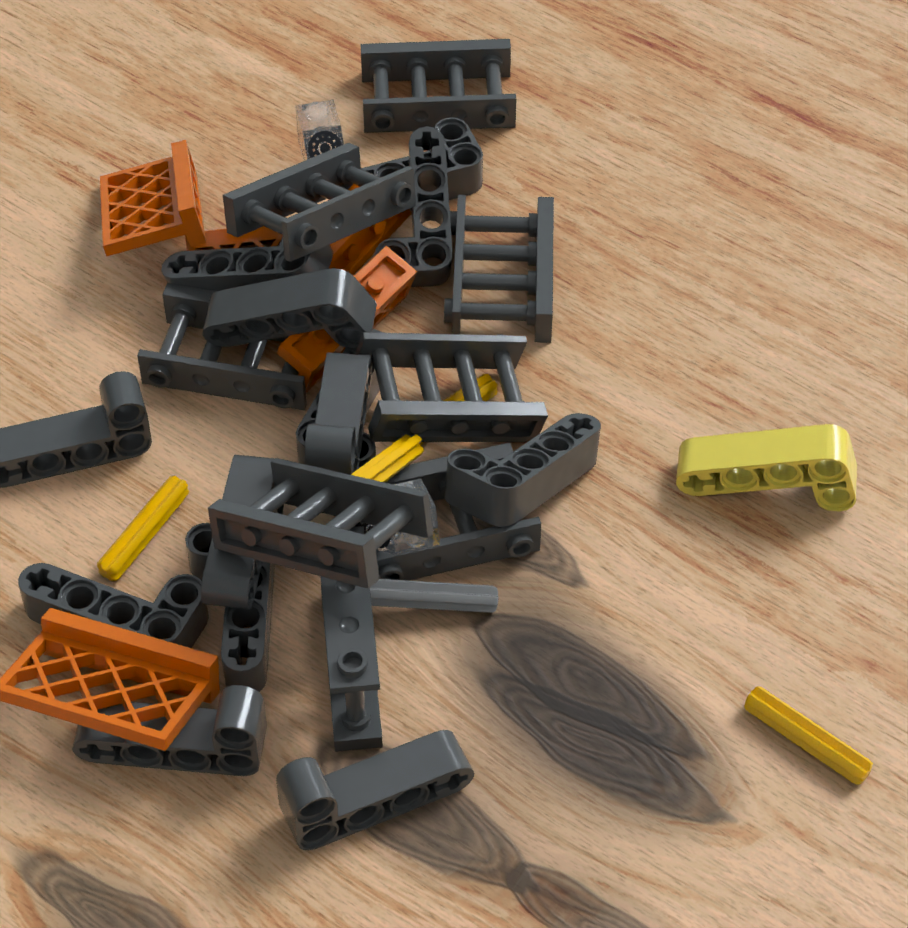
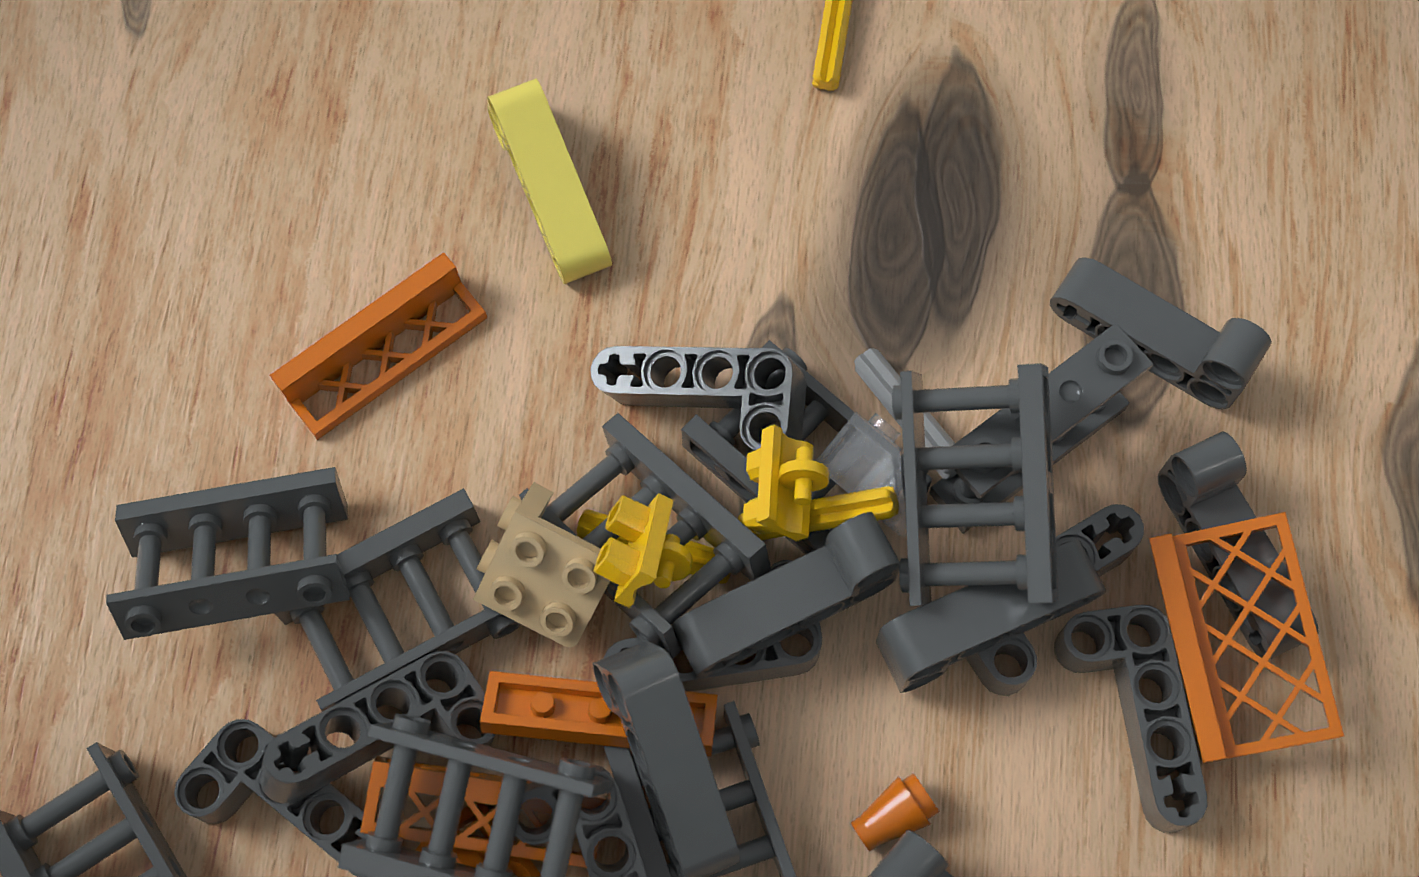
camera: 120 degrees left, 20 degrees up
(142, 528) = (1013, 765): yellow axle -> none
(168, 449) = (899, 808): none -> orange cone
(414, 440) = (785, 487): none -> yellow hips
(415, 330) = (650, 551): none -> yellow hips
(484, 301) = (540, 572): none -> tan bracket
(627, 198) = (222, 515): none -> dark grey fence
(711, 328) = (368, 331): none -> orange fence

